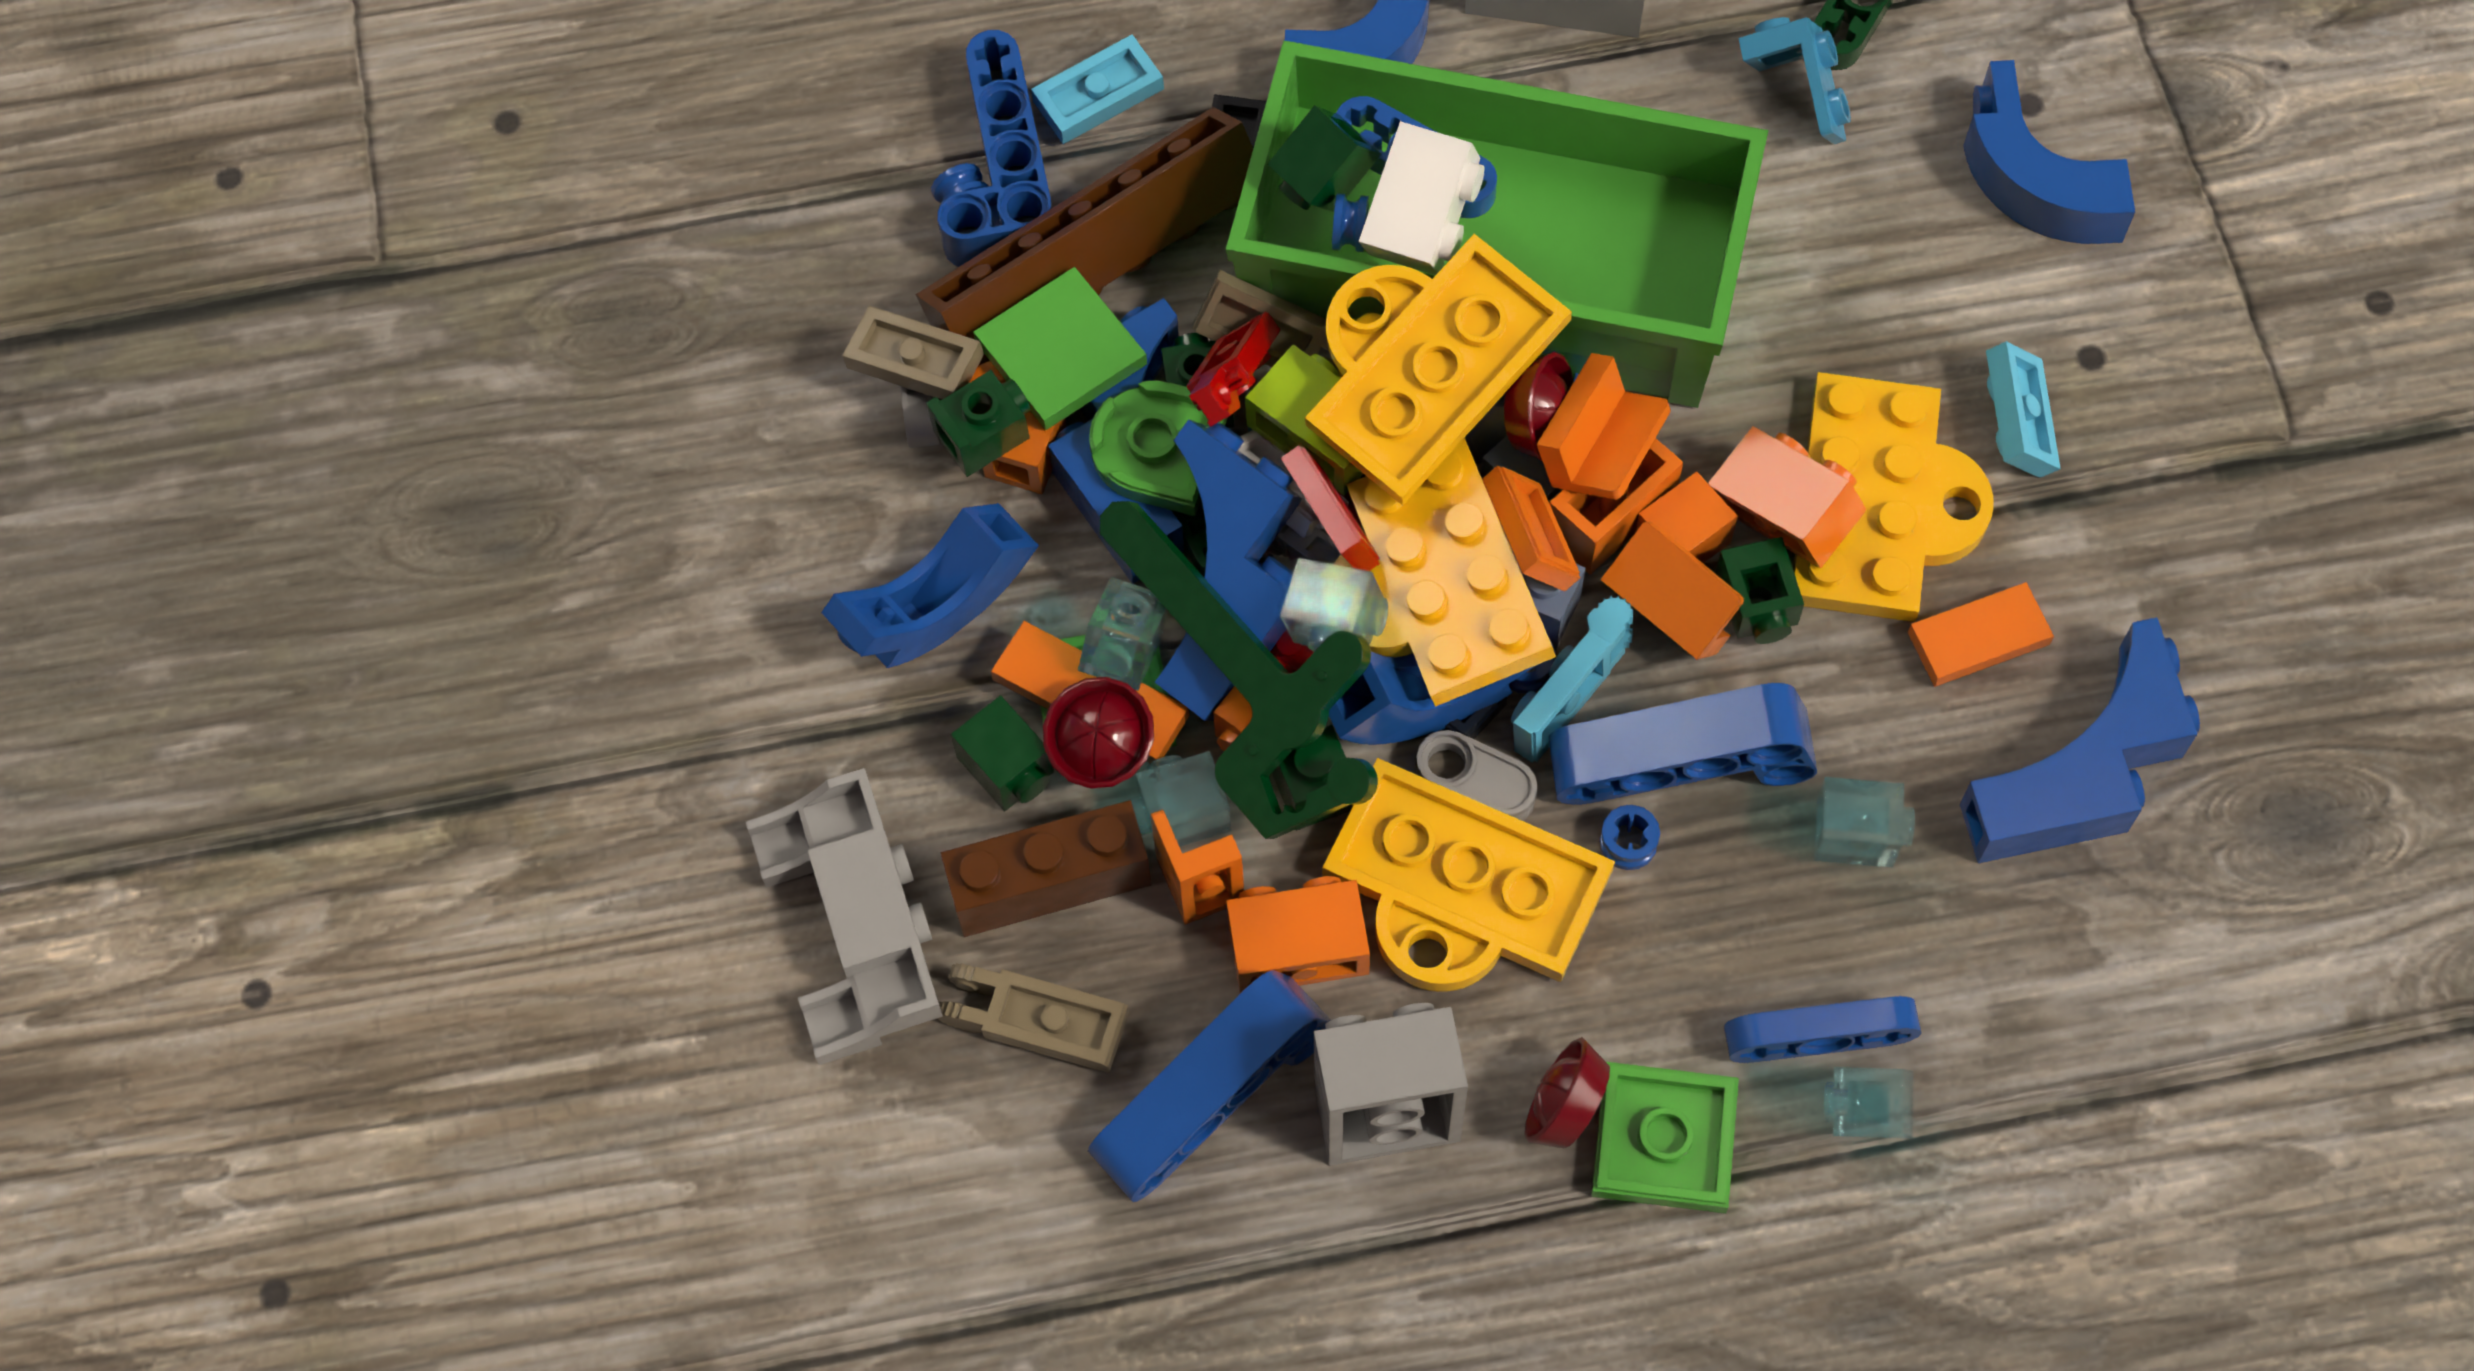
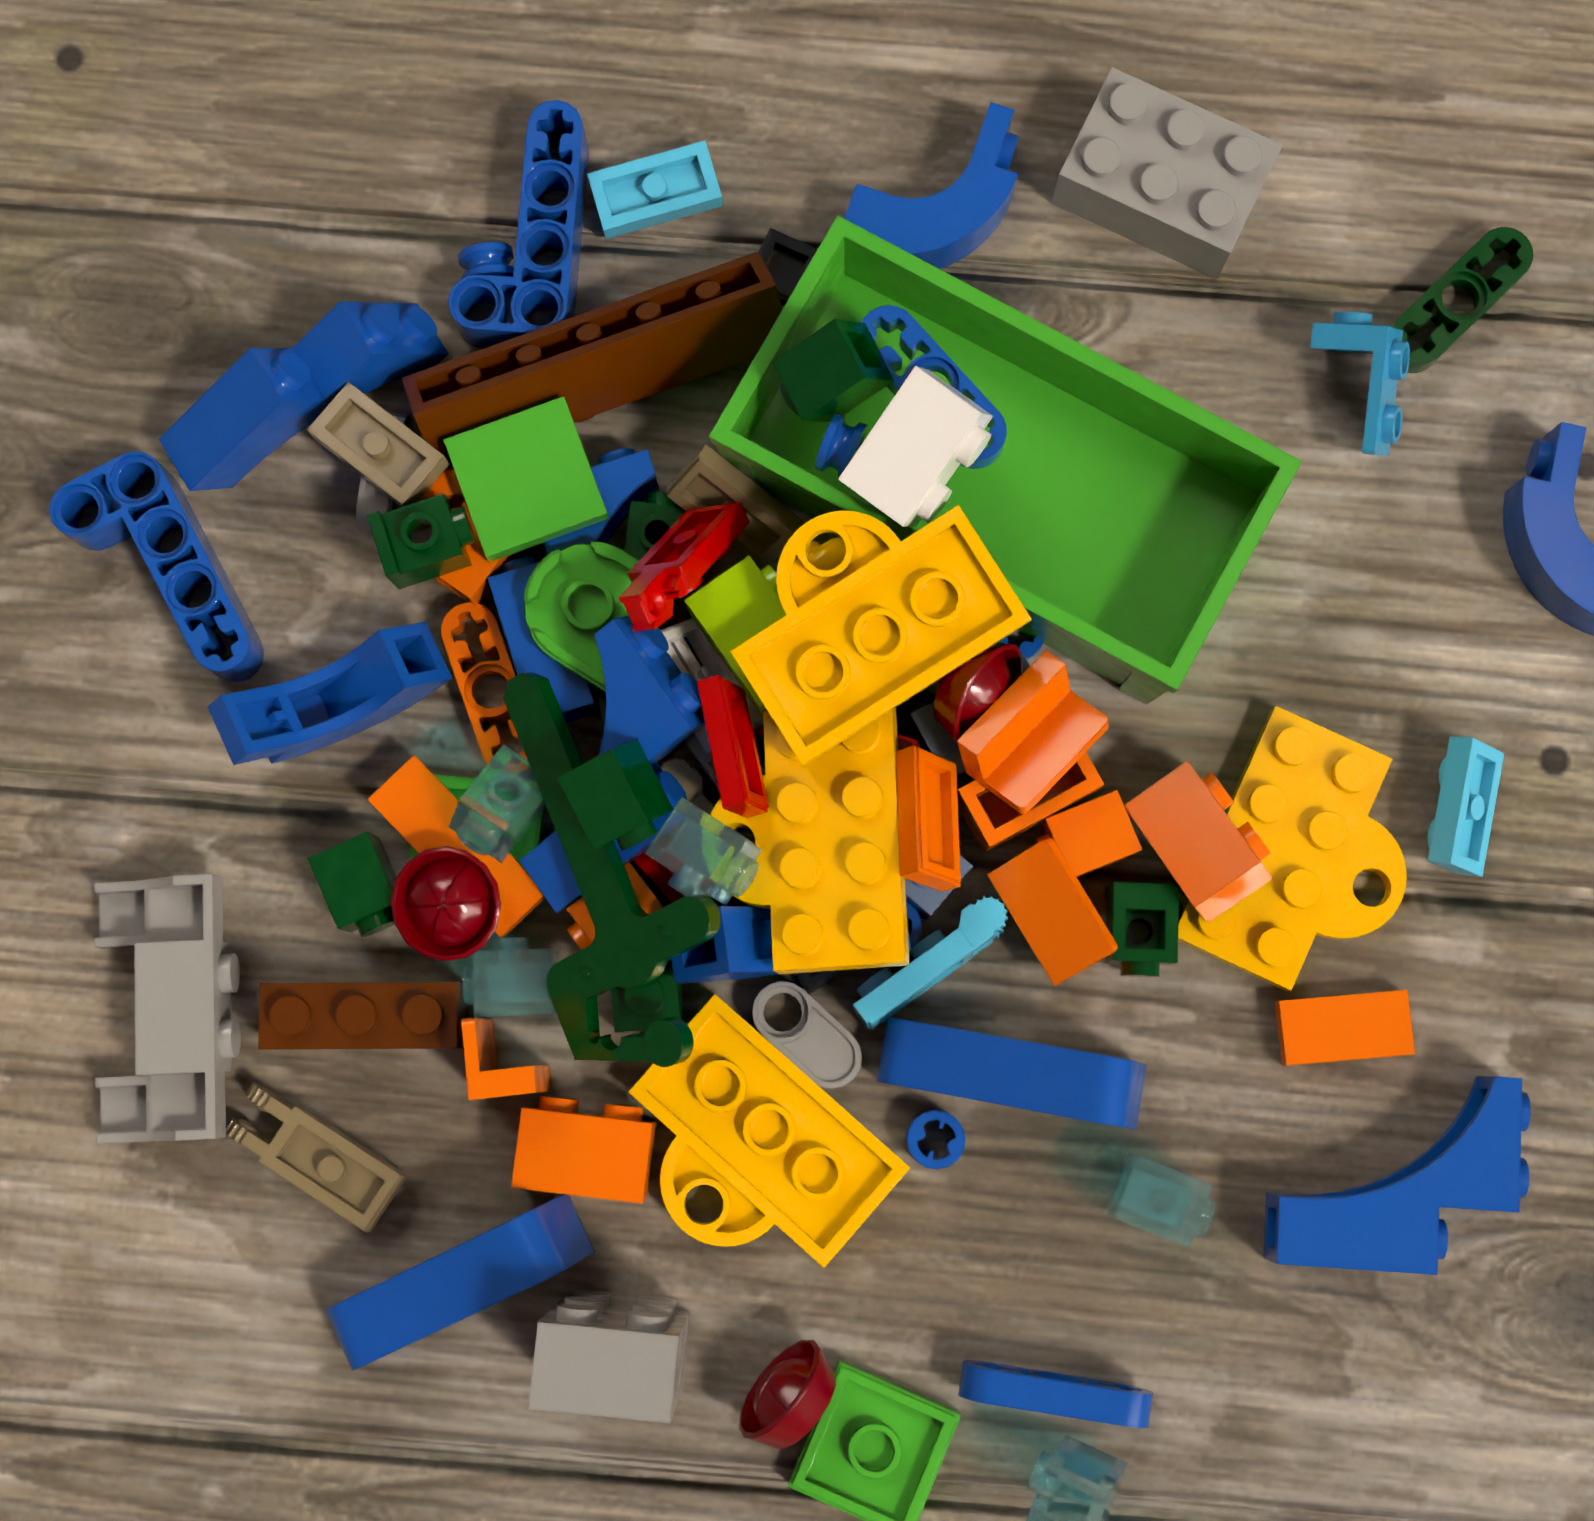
camera: 15 degrees right, 15 degrees up
(741, 526) = (174, 572): none -> blue beam
(807, 332) = (284, 390): none -> blue arch
(1073, 529) = (461, 653): none -> orange beam
(1237, 572) = (616, 796): none -> dark green brick

